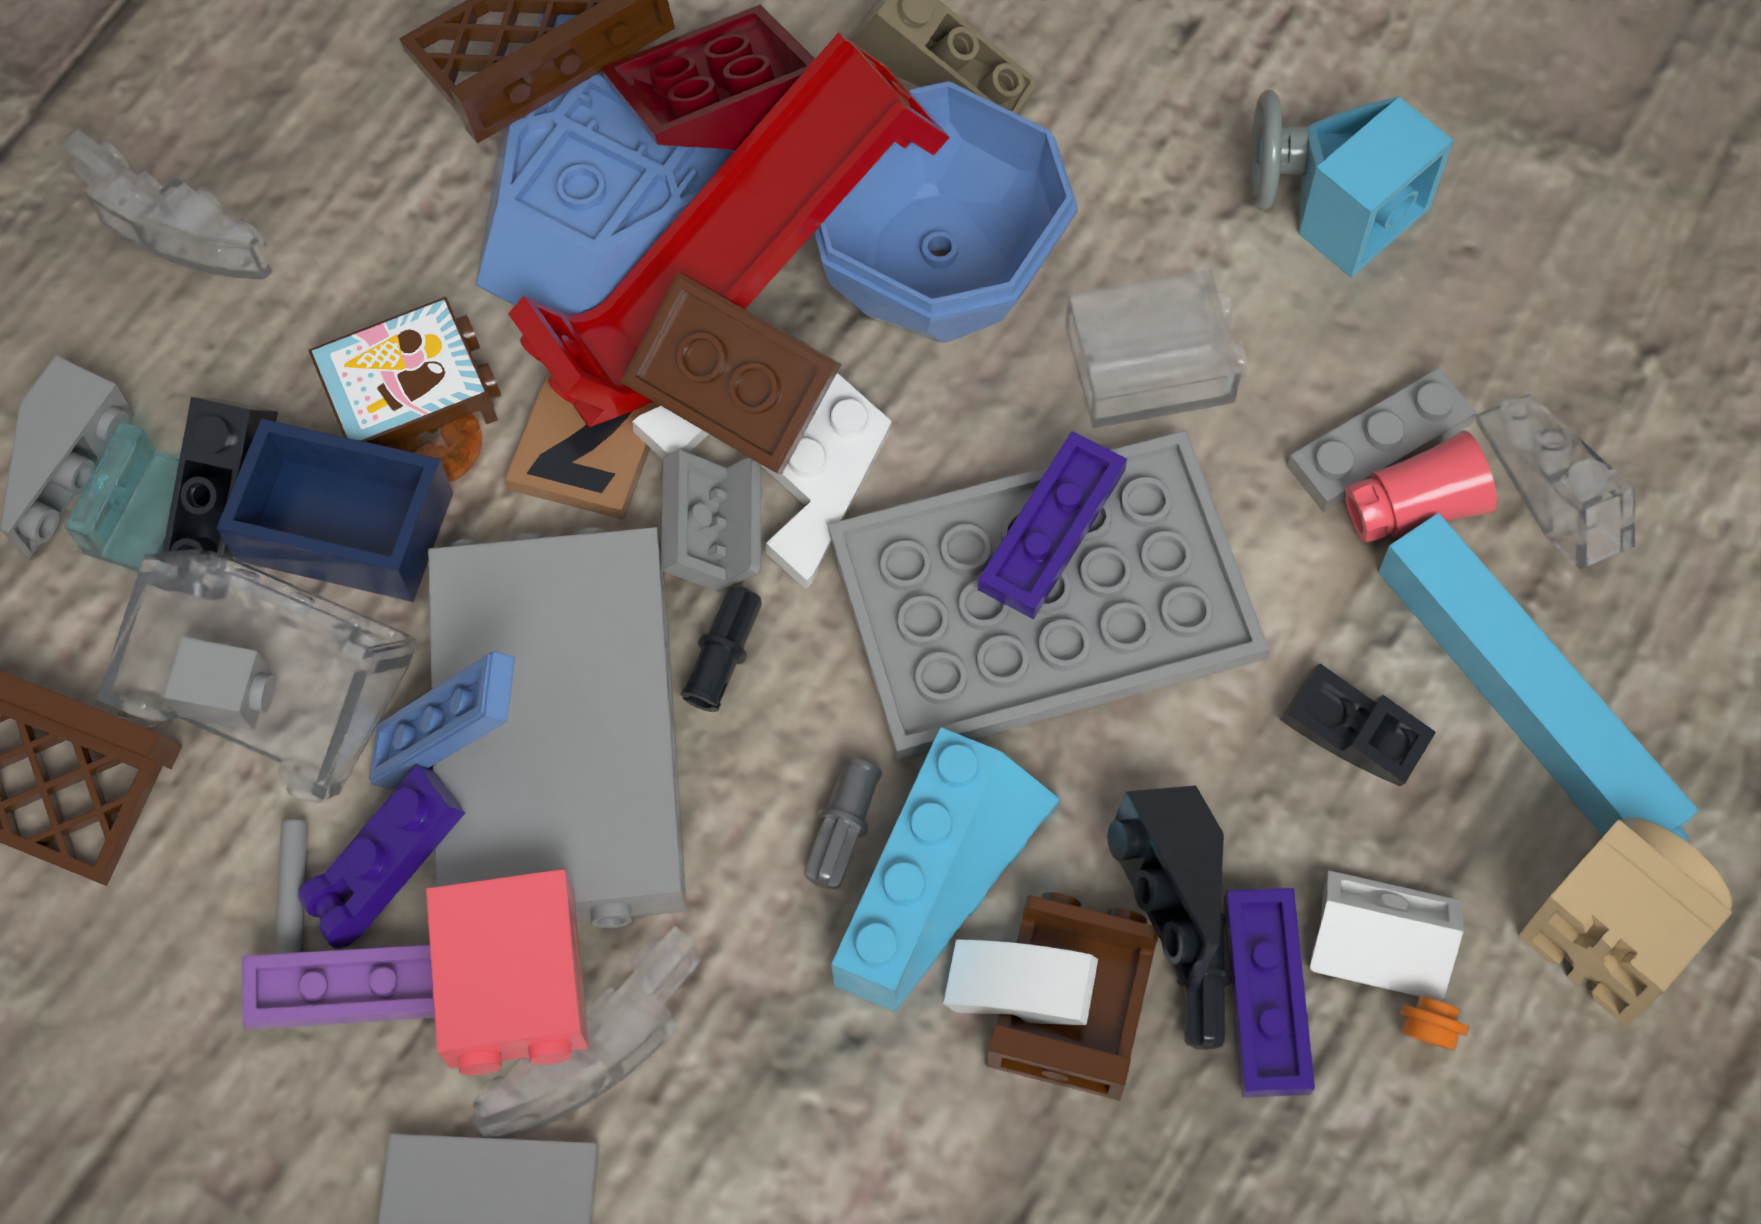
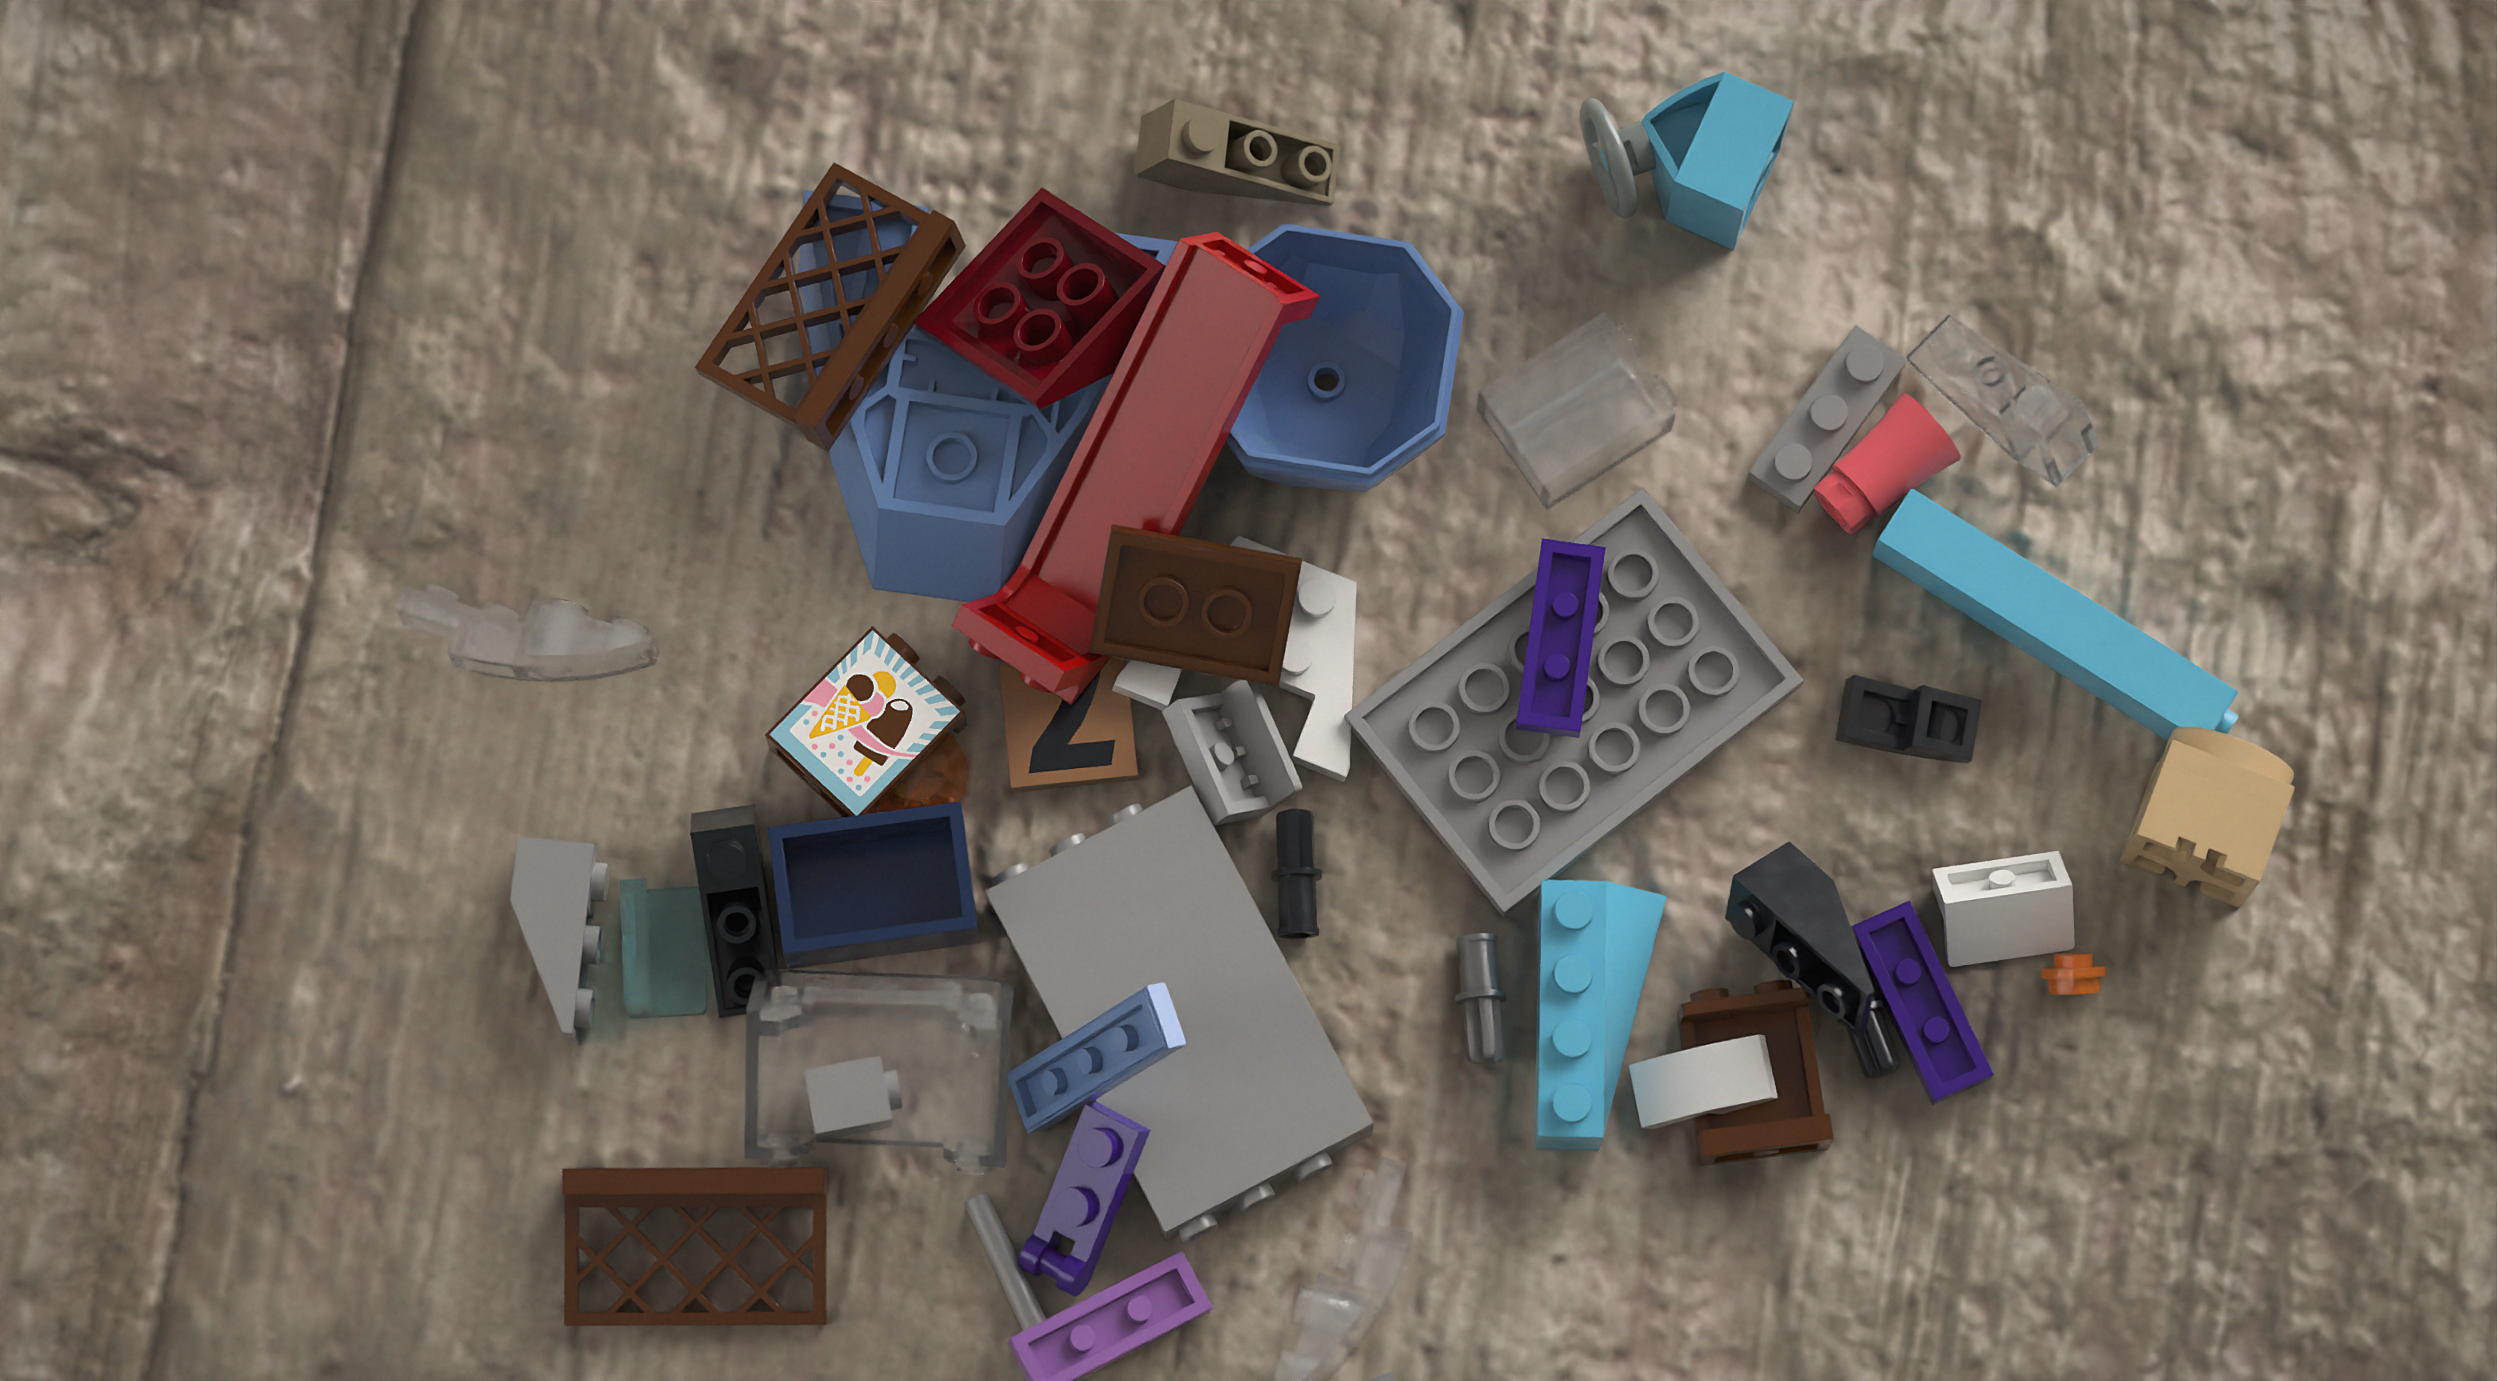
camera: 25 degrees left, 10 degrees up
(506, 971) = (1262, 1257): coral brick -> none

